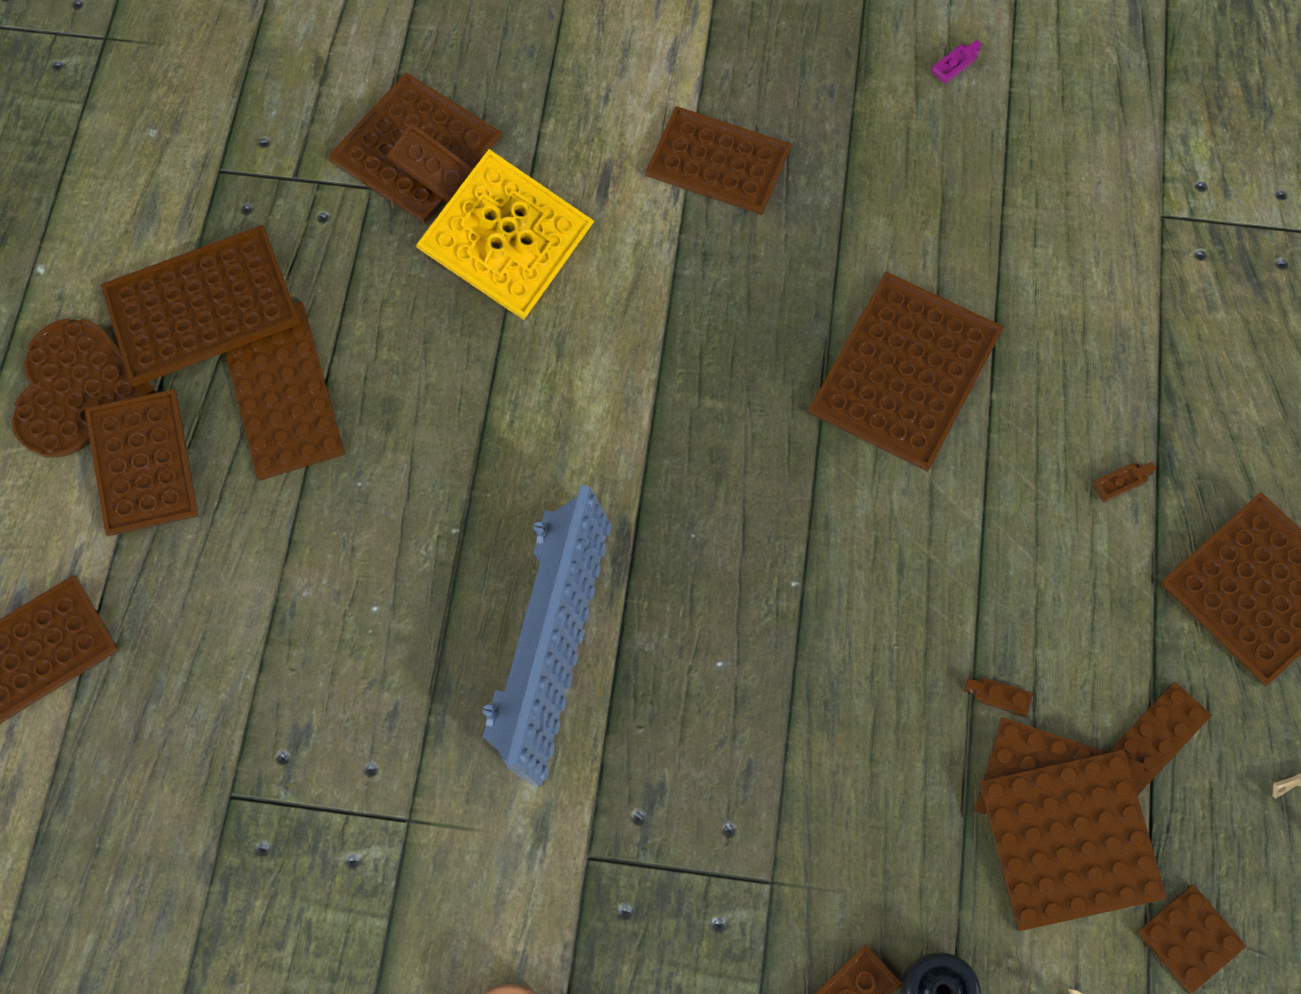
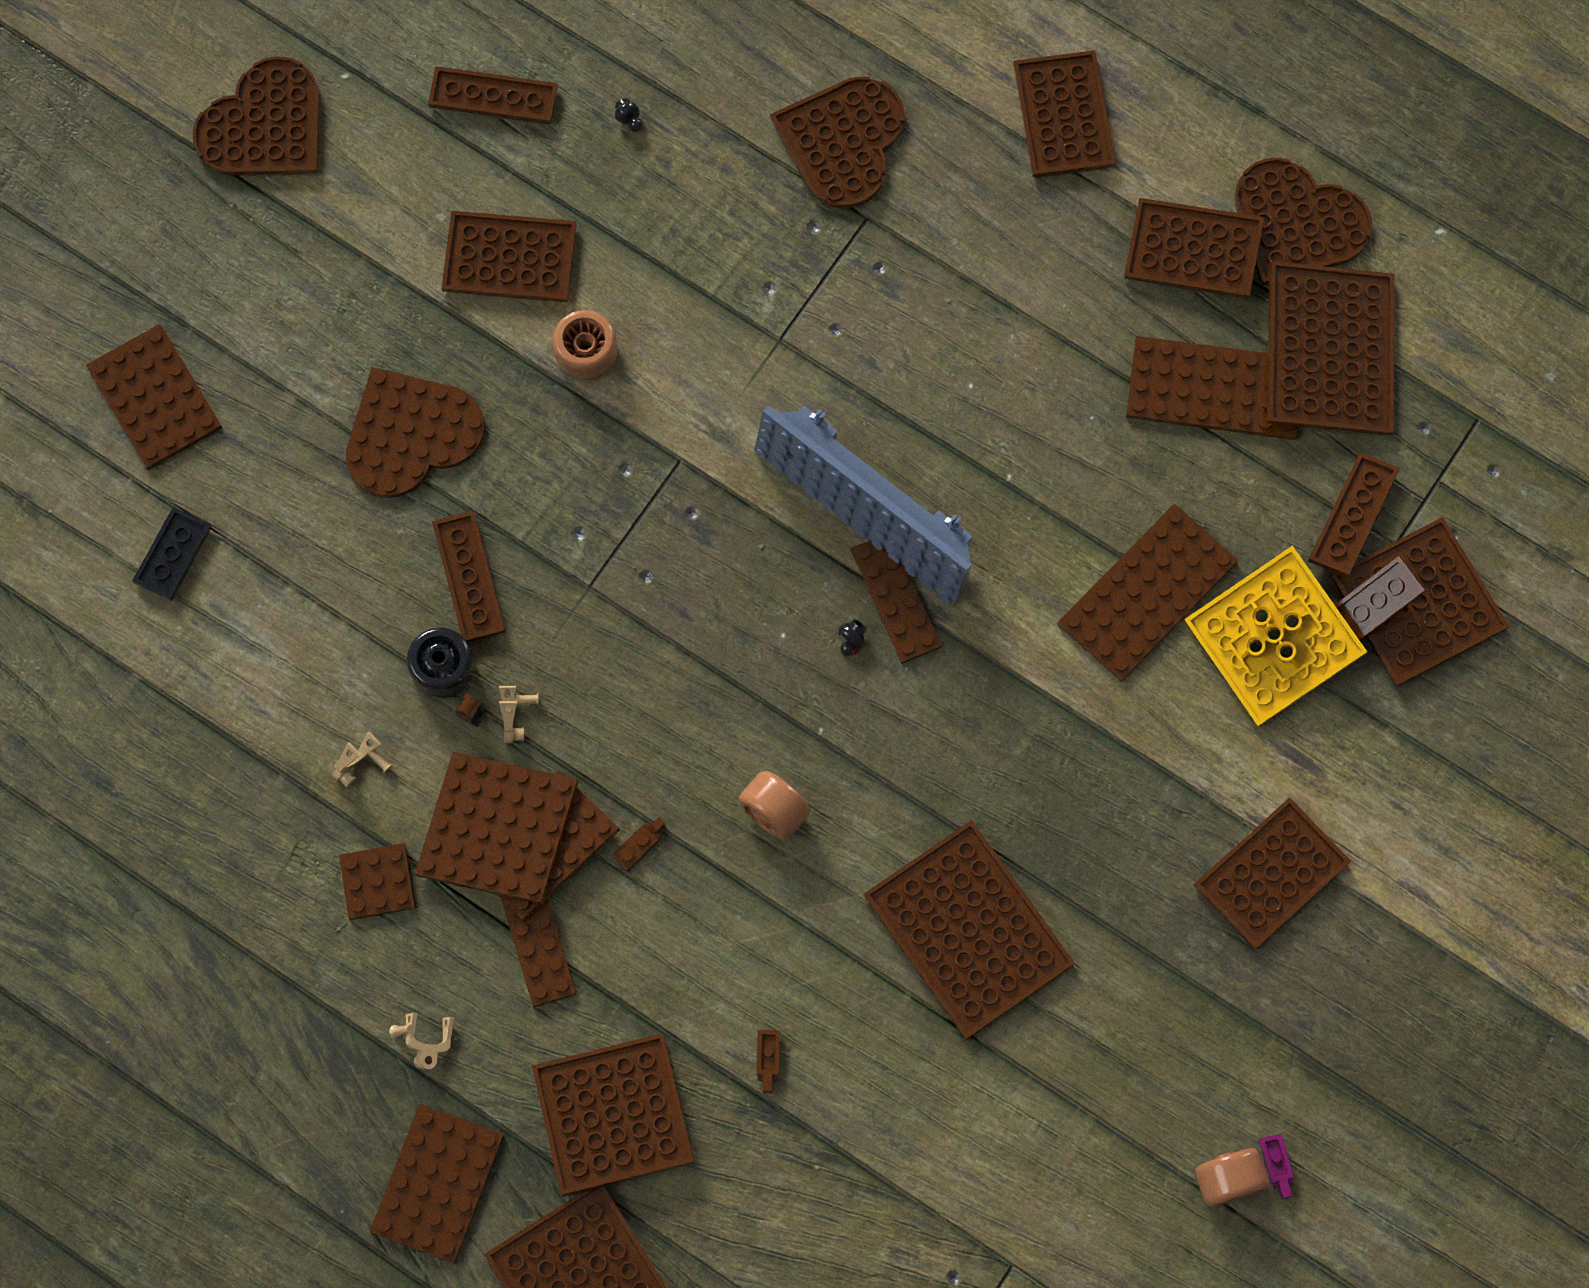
camera: 115 degrees right, 5 degrees up
(146, 868) = (841, 138): none -> reddish brown plate
(358, 222) = (1354, 515): none -> reddish brown plate
(512, 361) = (1147, 592): none -> reddish brown plate
(632, 574) = (896, 602): none -> reddish brown plate
(688, 594) = (854, 634): none -> black animal
(900, 578) = (774, 805): none -> nougat wheel
(965, 878) = (508, 708): none -> tan piece
(970, 934) = (470, 710): none -> reddish brown leg
(995, 76) = (1231, 1177): none -> nougat wheel

